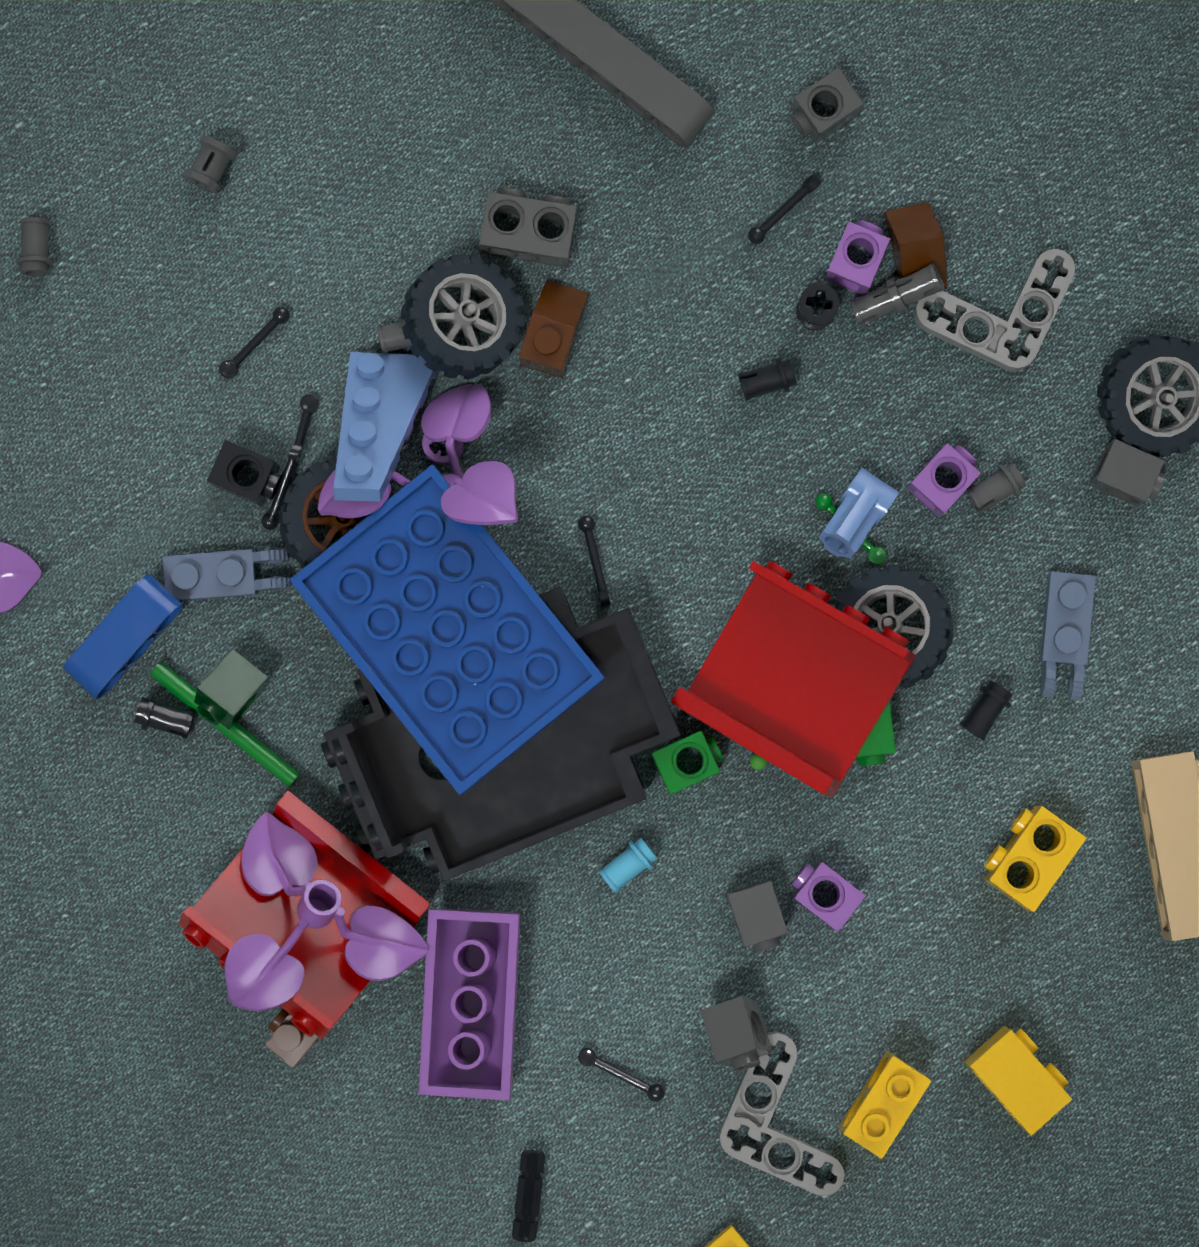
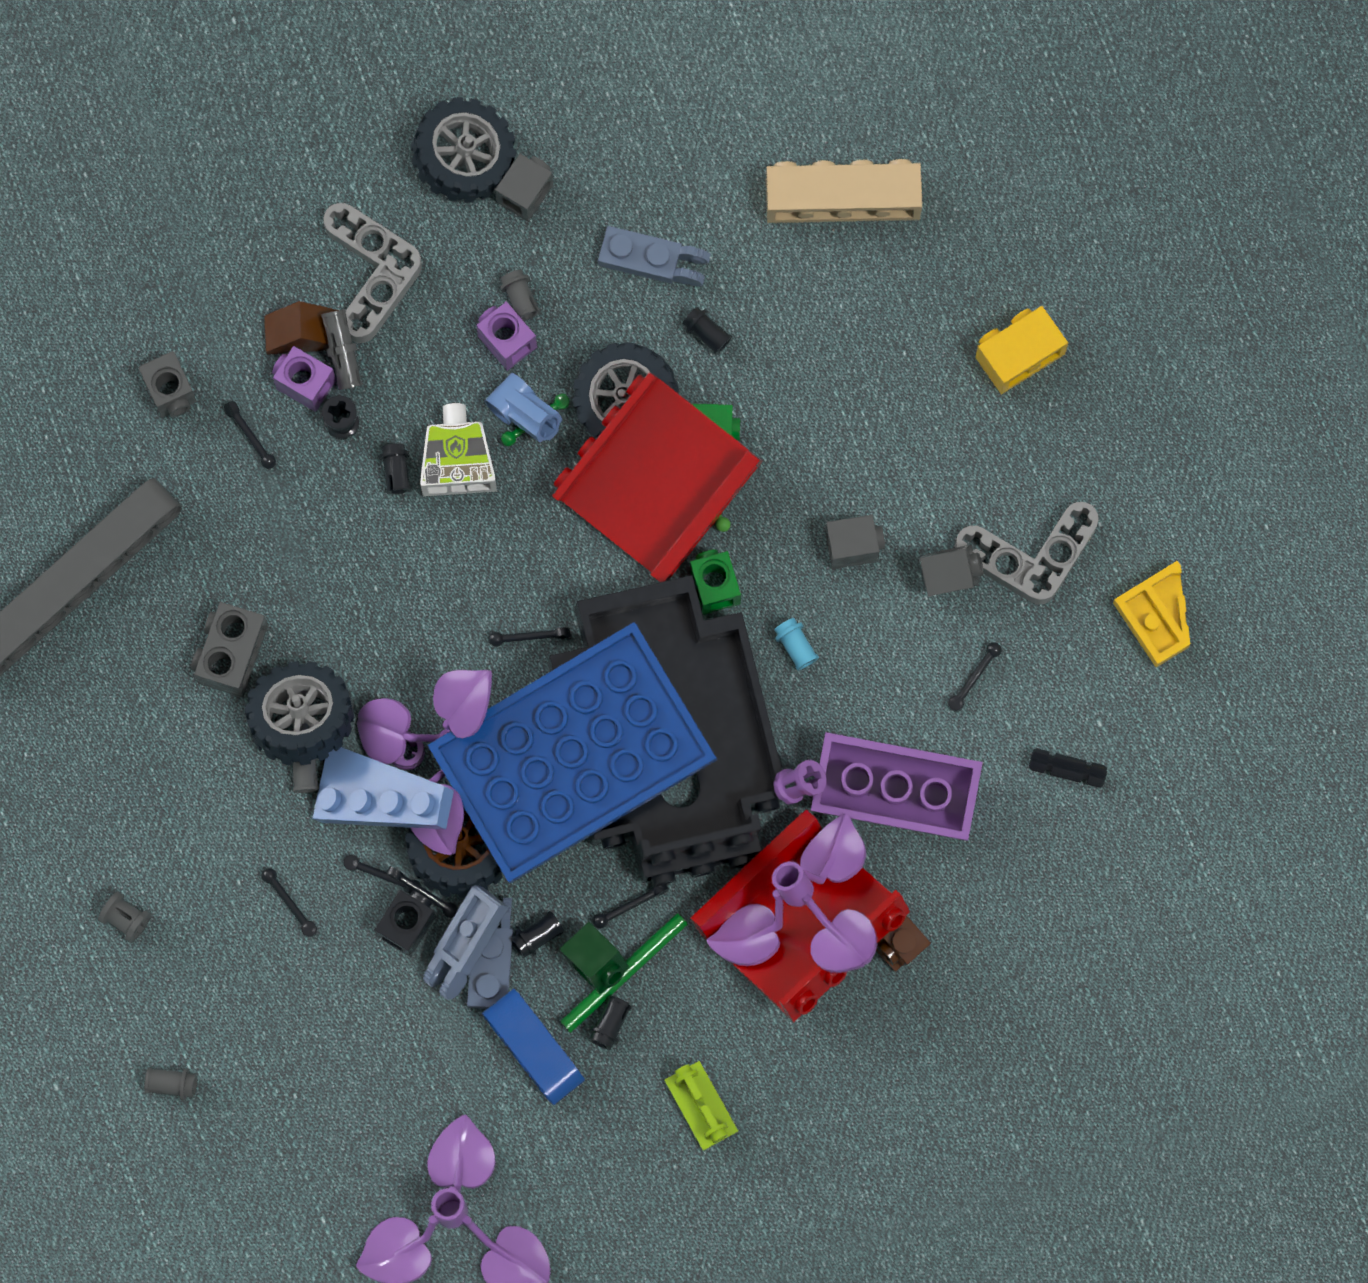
camera: 80 degrees left, 10 degrees down
(86, 832) = (701, 1105): none -> lime hinge
(229, 543) = (464, 941): none -> sand blue hinge
(252, 621) = (536, 935): none -> black pin
(281, 690) = (601, 920): none -> black hinge
(451, 896) = (803, 770): none -> medium lavender bush
(553, 329) = (322, 640): reddish brown slope -> none
(792, 445) = (456, 456): none -> torso
(841, 908) = (847, 465): medium lavender brick -> none
(884, 1104) = (1027, 459): yellow brick -> none
(1042, 866) = (845, 304): yellow brick -> none

